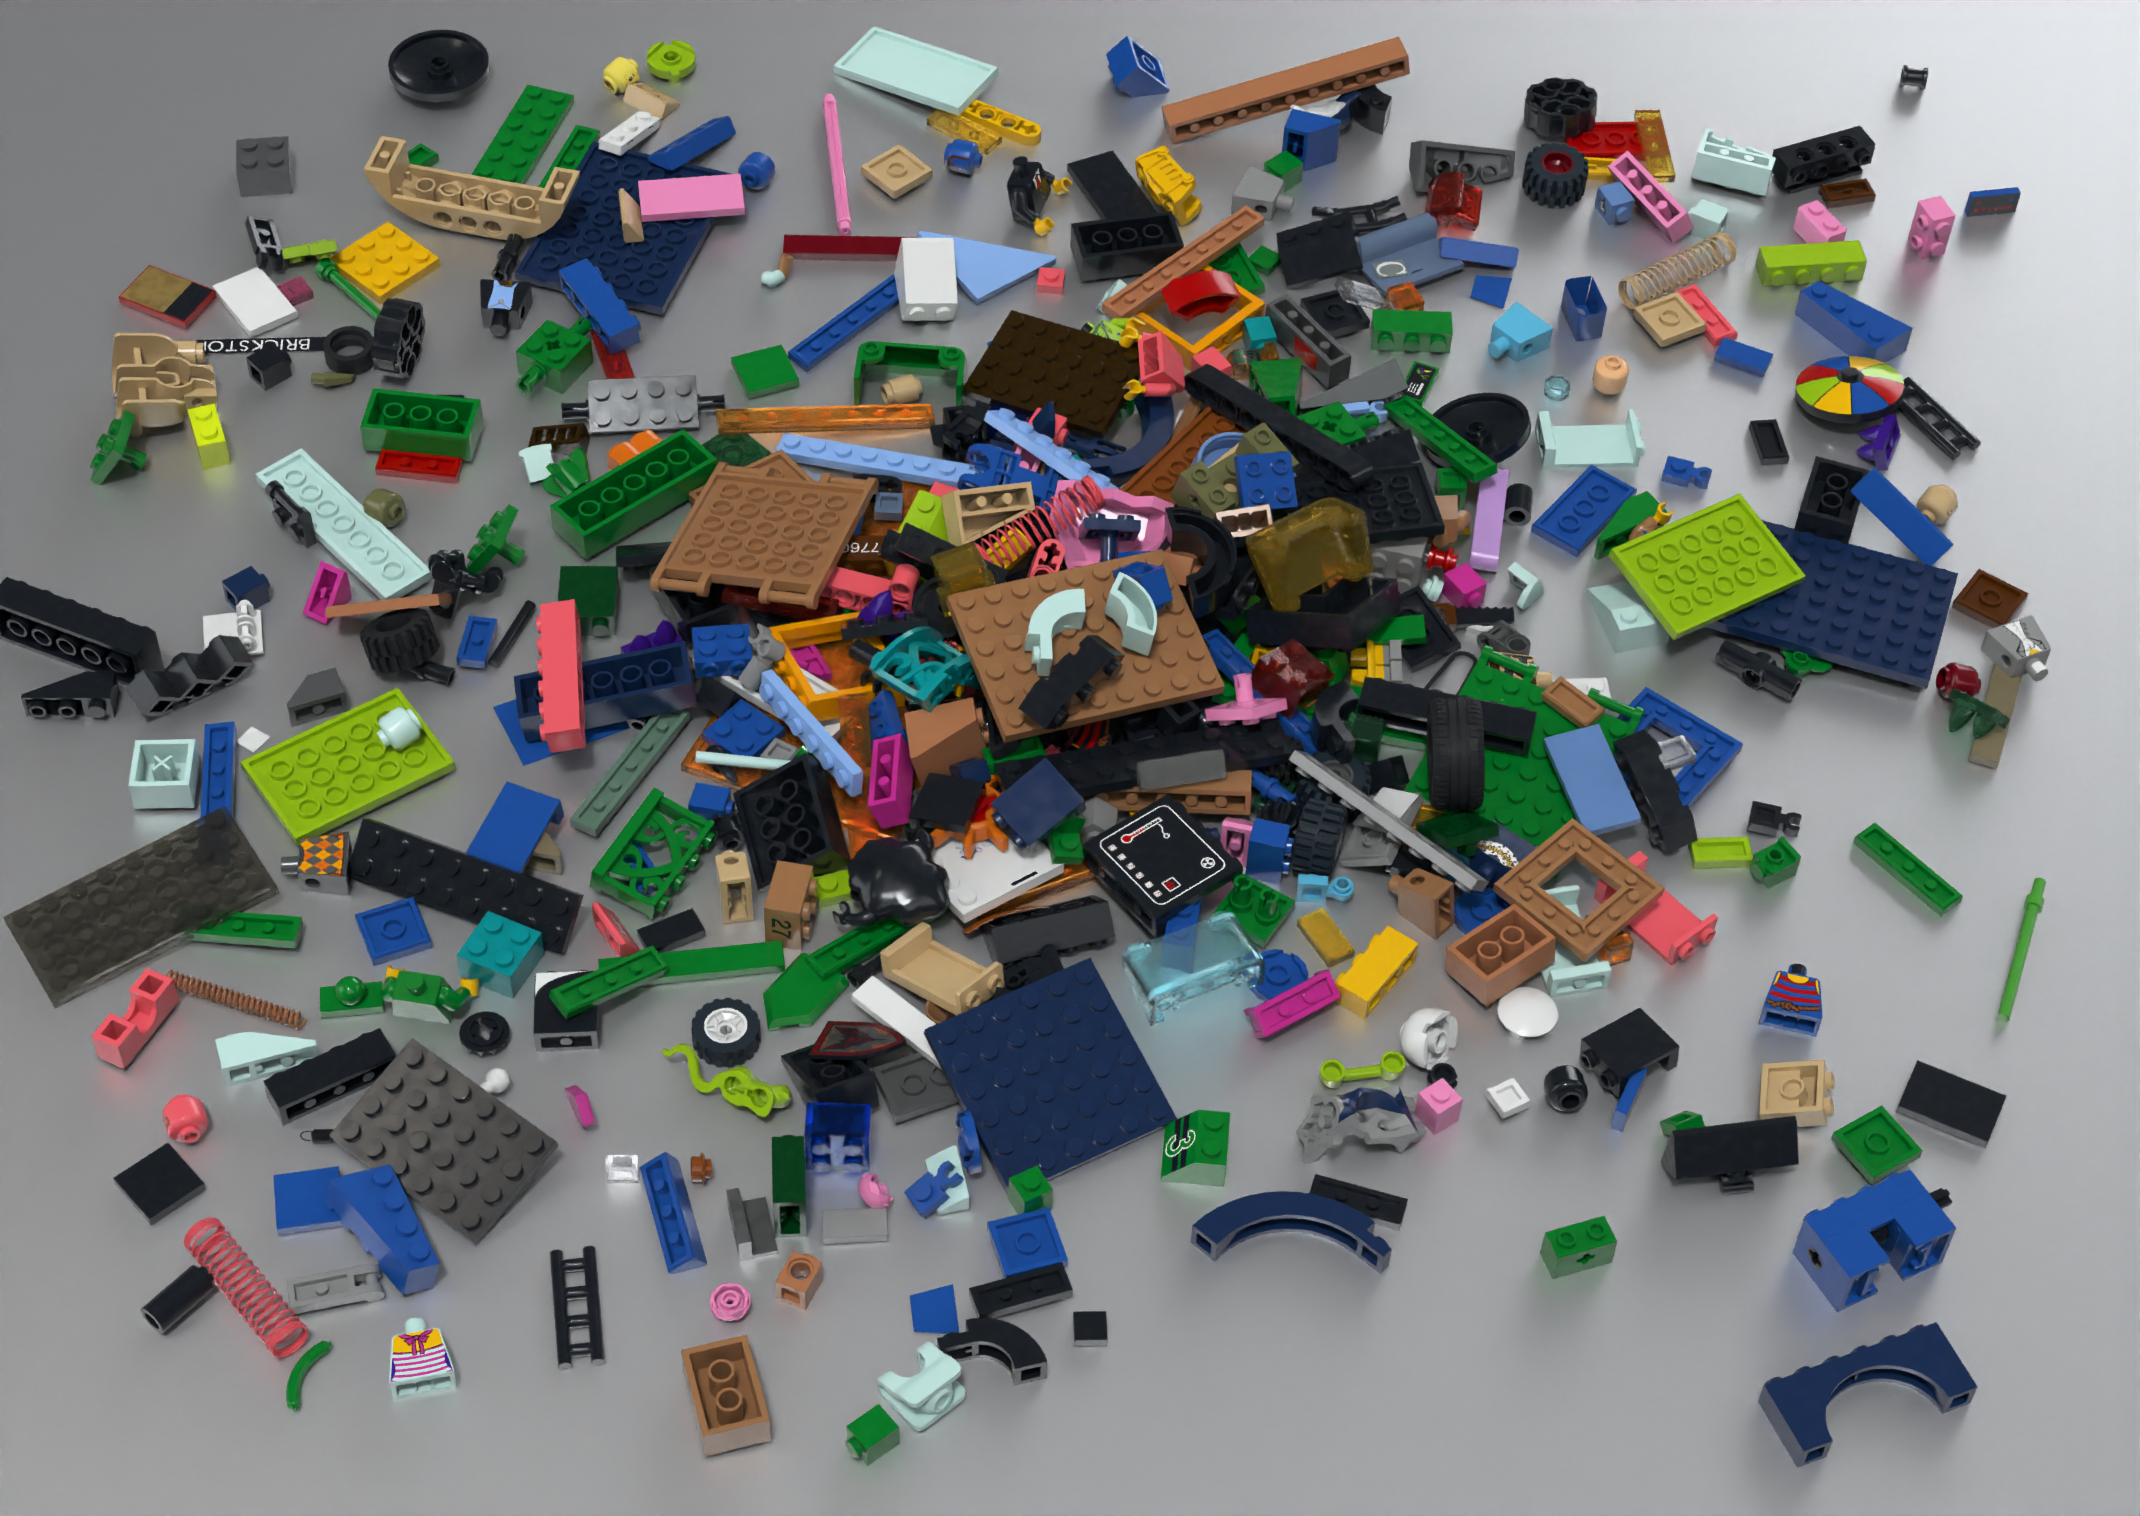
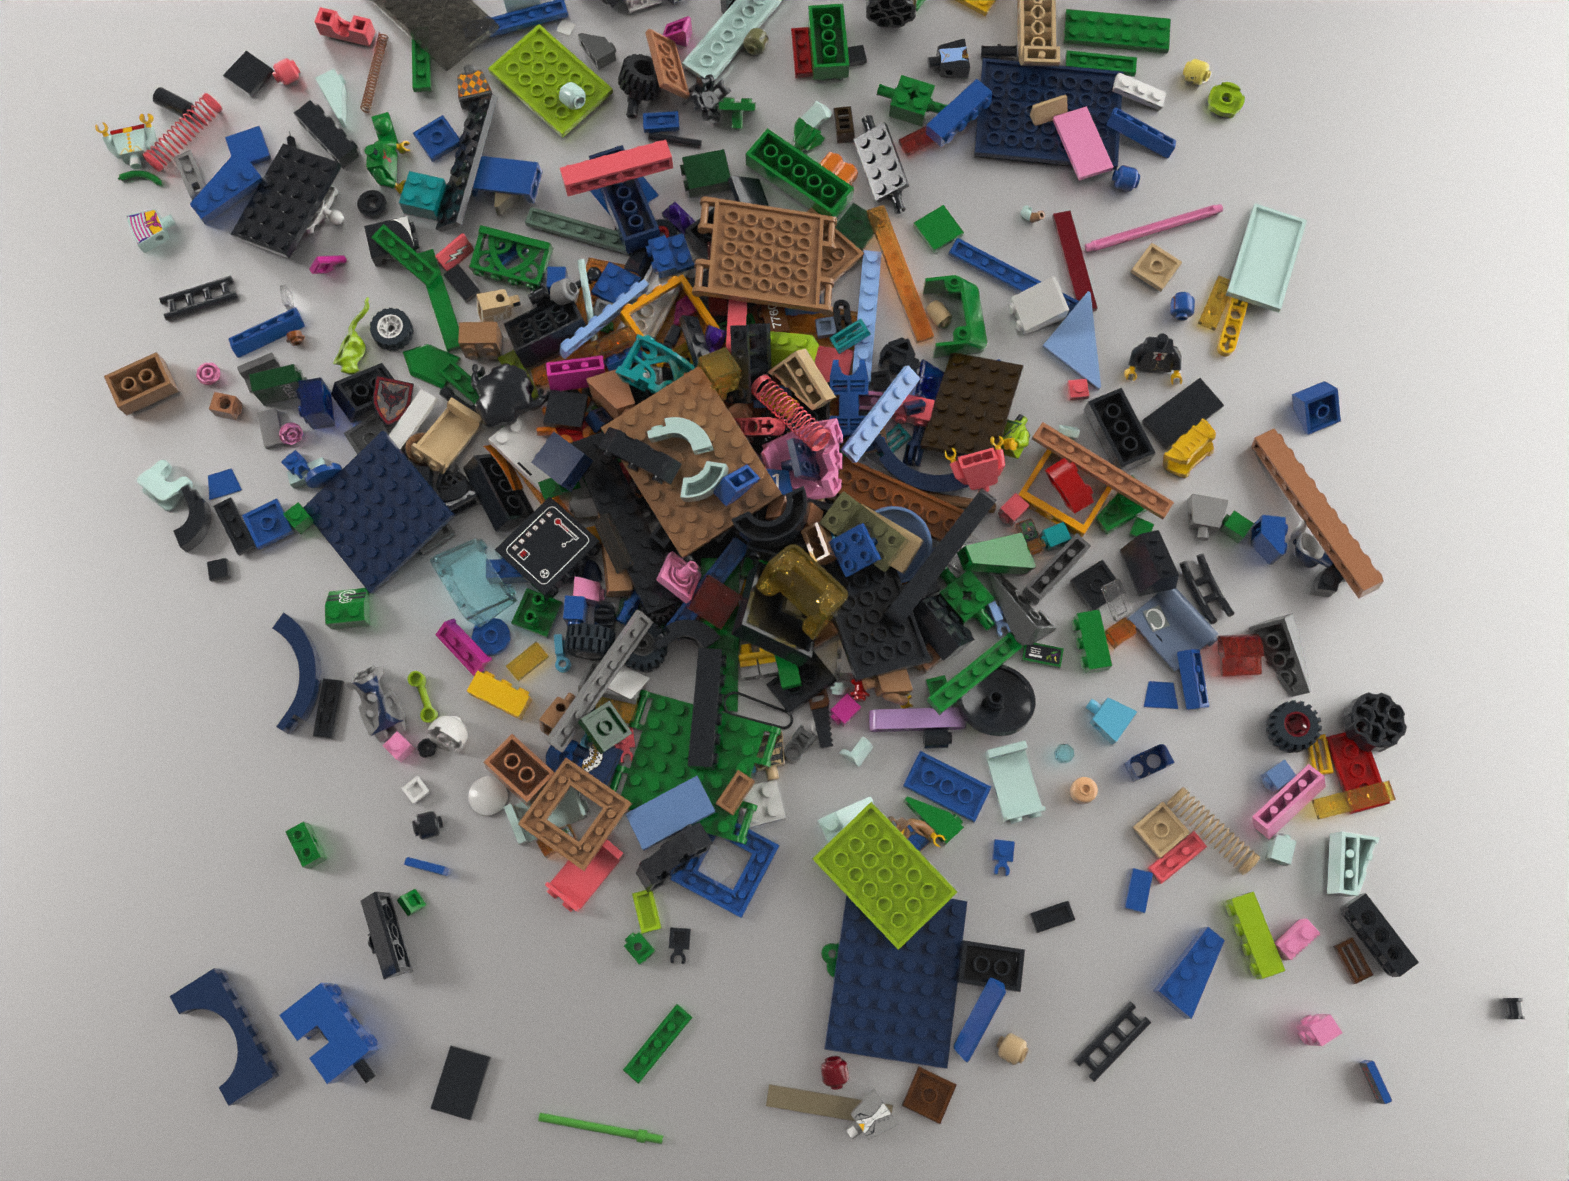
camera: 80 degrees right, 25 degrees up
(235, 1370) = (131, 141): none -> light aqua torso
(649, 100) = (1183, 97): tan slope -> none
(743, 784) = (563, 291): none -> light grey head
(768, 651) = (661, 277): light grey bar -> none
(872, 1435) = (129, 465): green brick -> none
(907, 455) = (851, 338): none -> teal tile
(1368, 736) = (682, 657): clear green brick -> none
(1388, 773) = (665, 679): black panel -> none
(1455, 754) = (653, 714): black tyre -> none
(1626, 1049) = (460, 862): black panel -> none
(1758, 670) = (815, 924): black piece -> none
(1793, 1002) = (523, 968): blue torso -> none
(1797, 1091) = (446, 976): tan plate -> none
(1849, 389) = (1117, 974): dish -> none
(1876, 1144) = (416, 1032): green plate -> none
(1884, 442) = (1077, 1005): dark purple tile -> none
(1965, 708) = (808, 1082): clear green tile -> none

